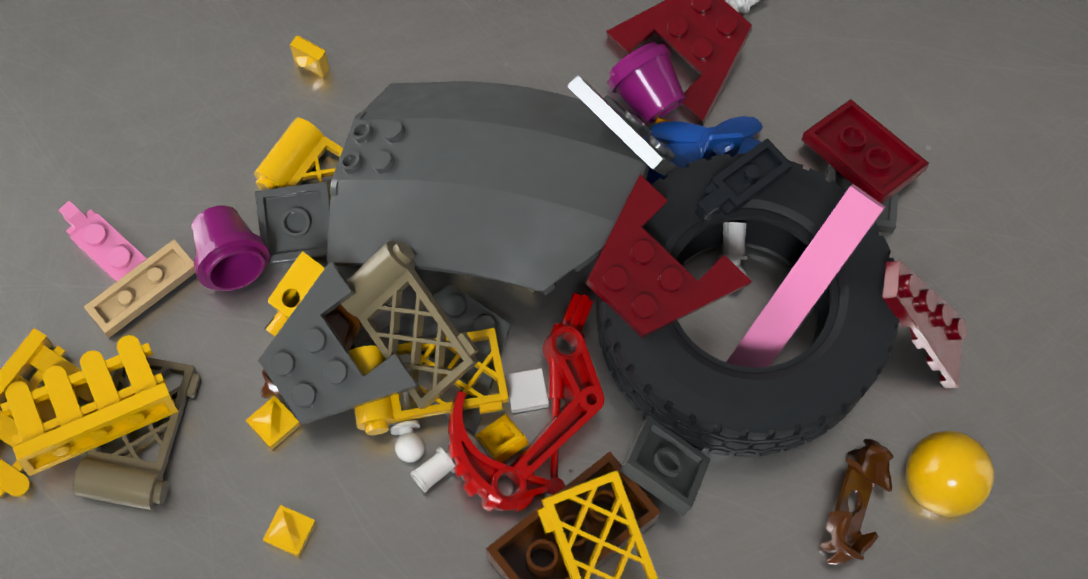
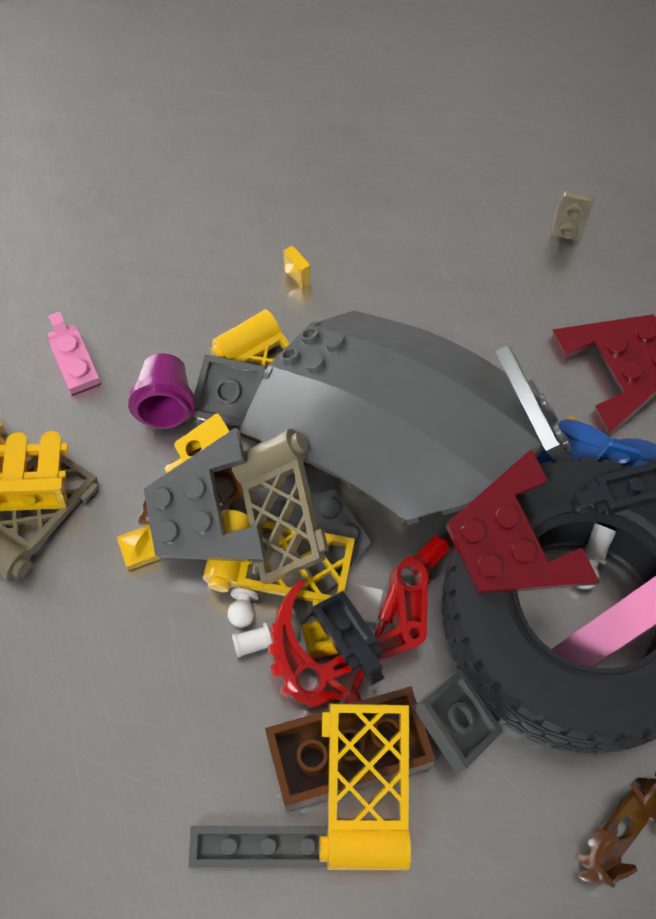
camera: 25 degrees right, 5 degrees down
(140, 288) = (82, 399): tan plate -> none
(289, 531) = (111, 644): yellow tile -> none
(531, 426) = (350, 635): none -> black hinge
(647, 82) = (572, 381): magenta piece -> none

